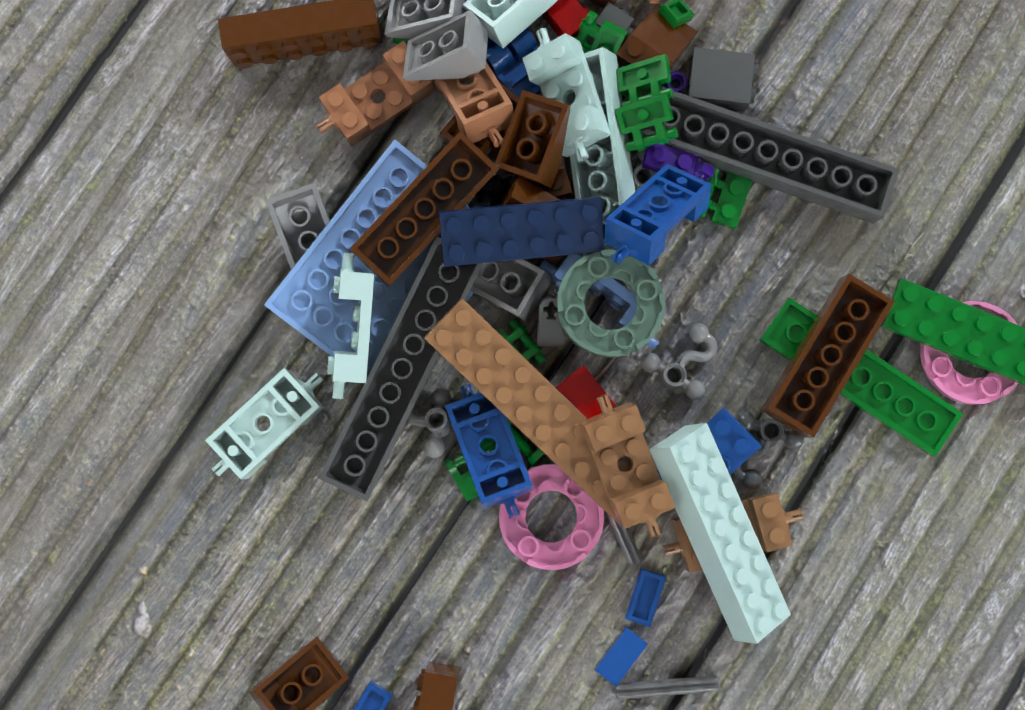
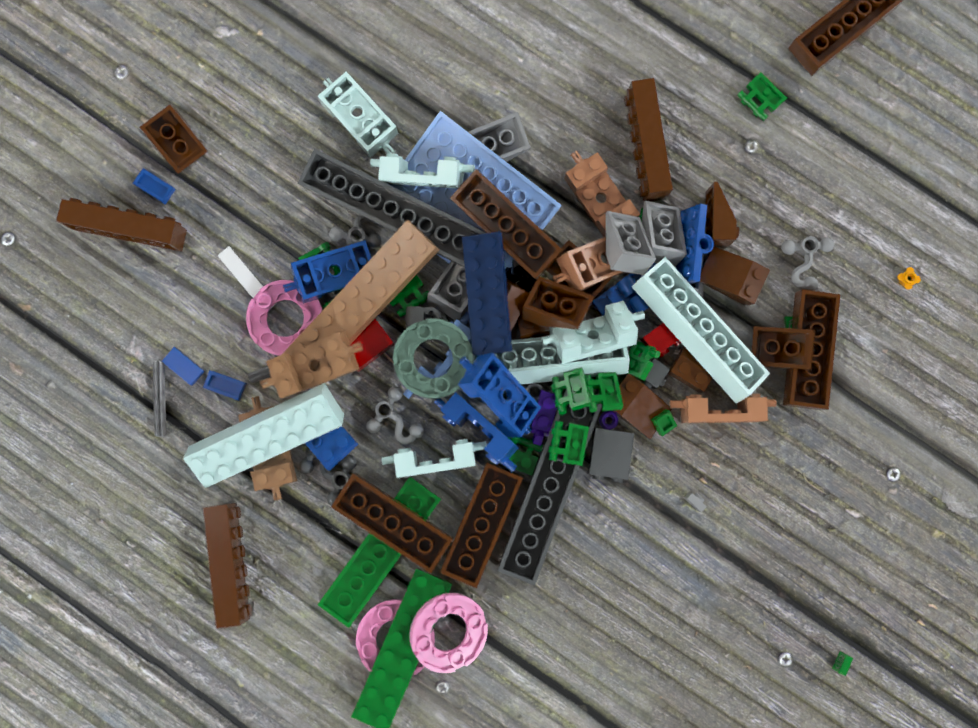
camera: 90 degrees right, 0 degrees up
(487, 582) = (240, 271): none -> white sticker
(717, 118) = (575, 443): none -> green plate
(724, 216) = (459, 411): none -> blue brick
(738, 267) = (407, 464): none -> light aqua brick
(820, 240) = (481, 525): none -> reddish brown brick
(892, 579) = (227, 565): none -> reddish brown brick
(960, 247) = (469, 648): none -> bright pink plate

